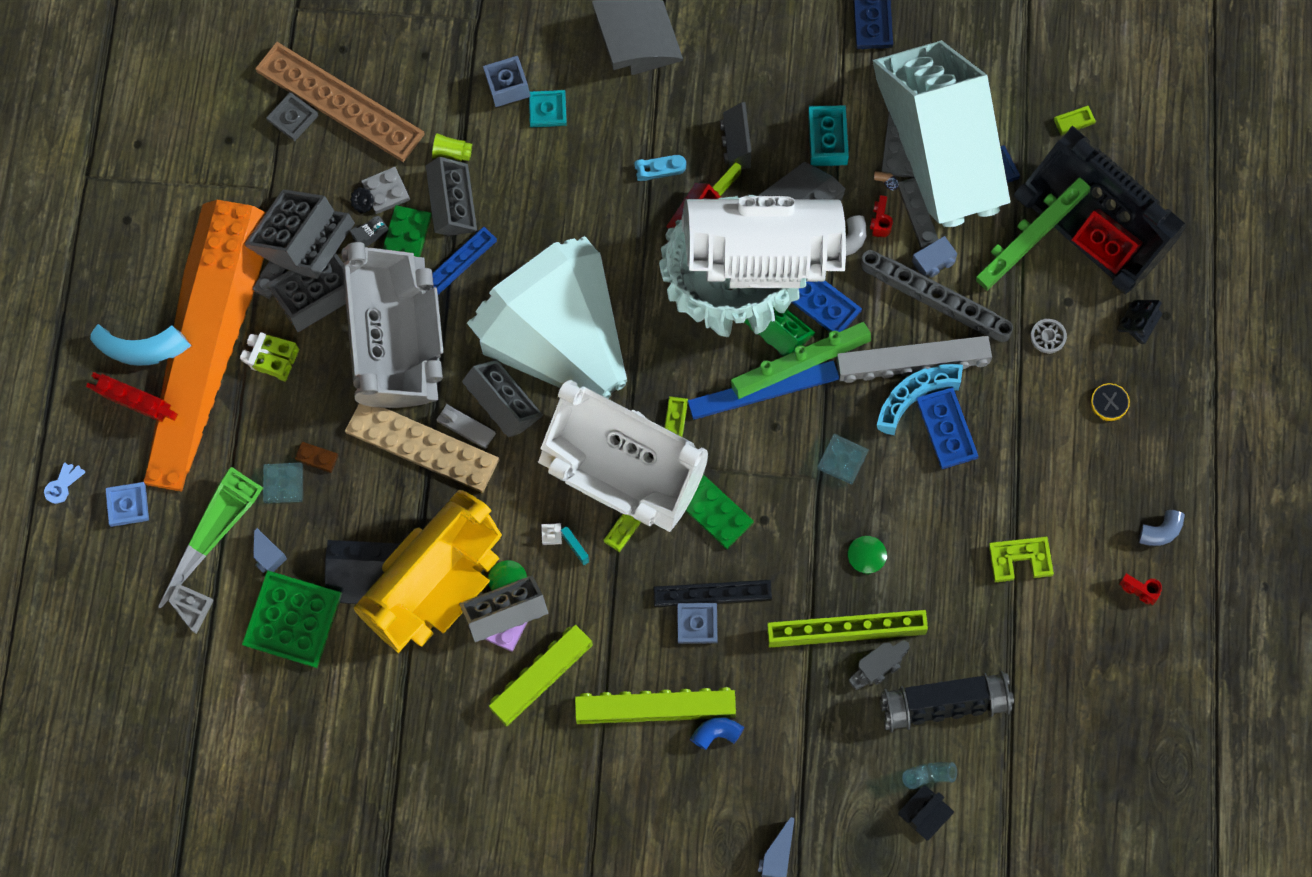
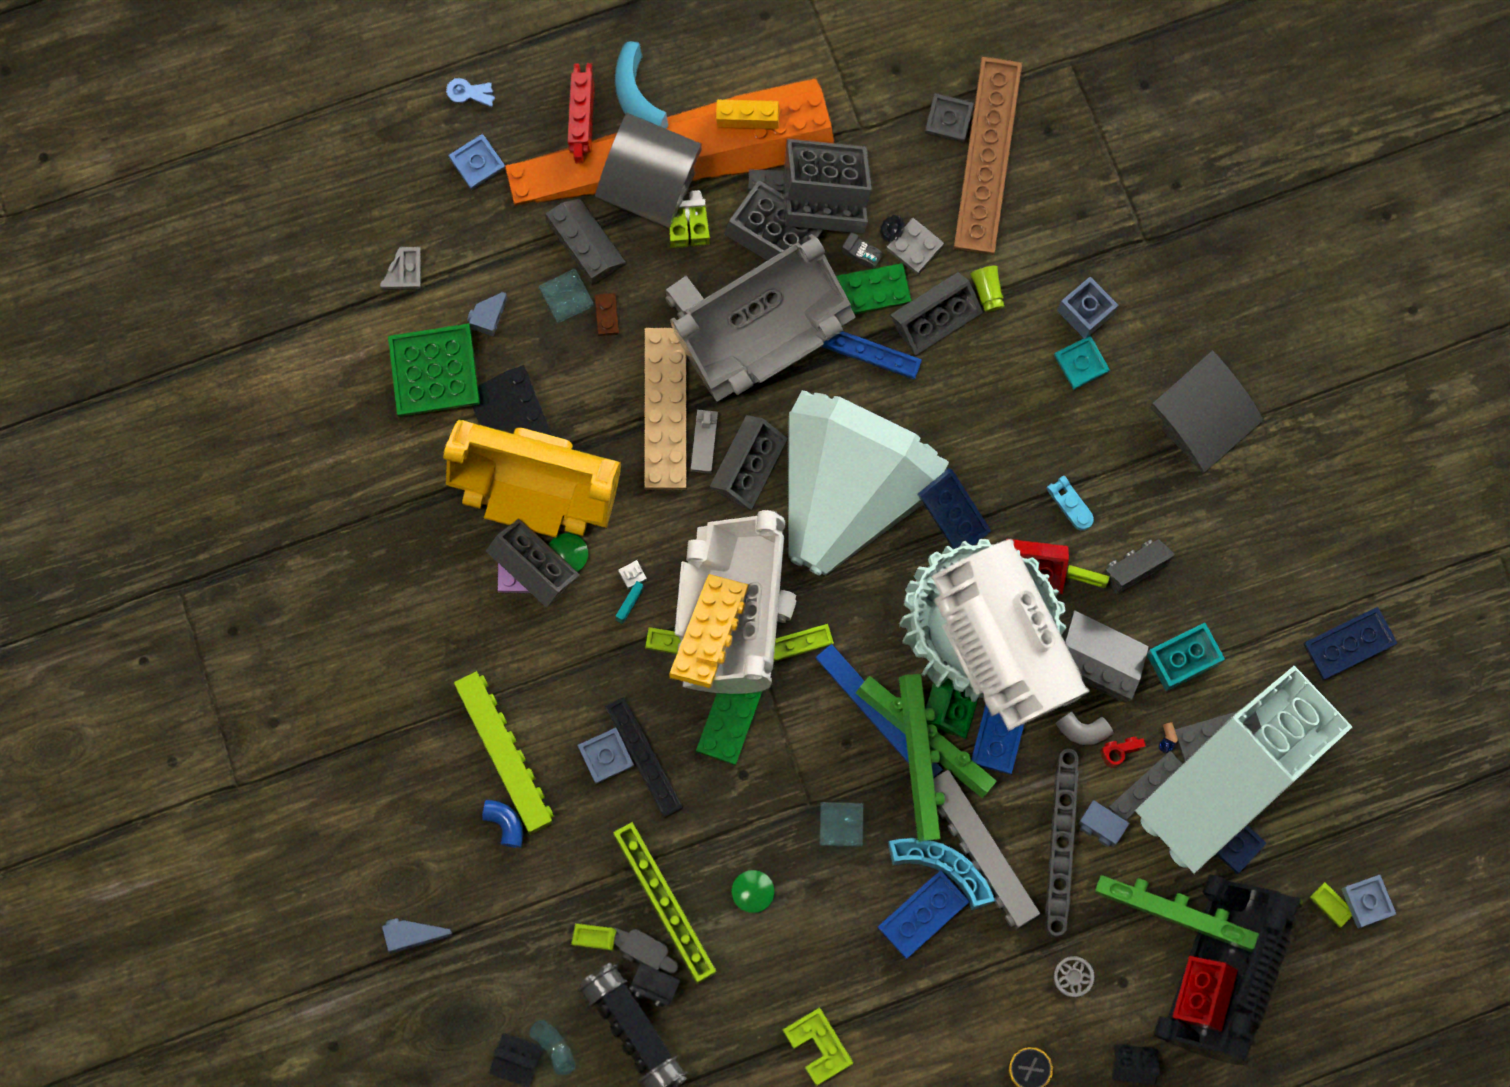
camera: 55 degrees right, 5 degrees up
(208, 262) = (747, 114): none -> yellow brick
(213, 362) = (648, 170): none -> dark grey slope
(227, 505) = (520, 255): bright green plate -> none
(243, 447) = (584, 240): none -> dark grey slope
(337, 386) = (682, 295): none -> light grey brick
(540, 675) = (485, 629): lime brick -> none
(626, 253) = (953, 510): none -> dark blue plate
(636, 485) = (709, 631): none -> yellow plate
(820, 367) = (920, 757): none -> bright green piece
(849, 700) = (594, 937): none -> lime tile
(914, 666) = (654, 985): none -> black bracket
(1085, 91) = (1368, 901): none -> sand blue plate

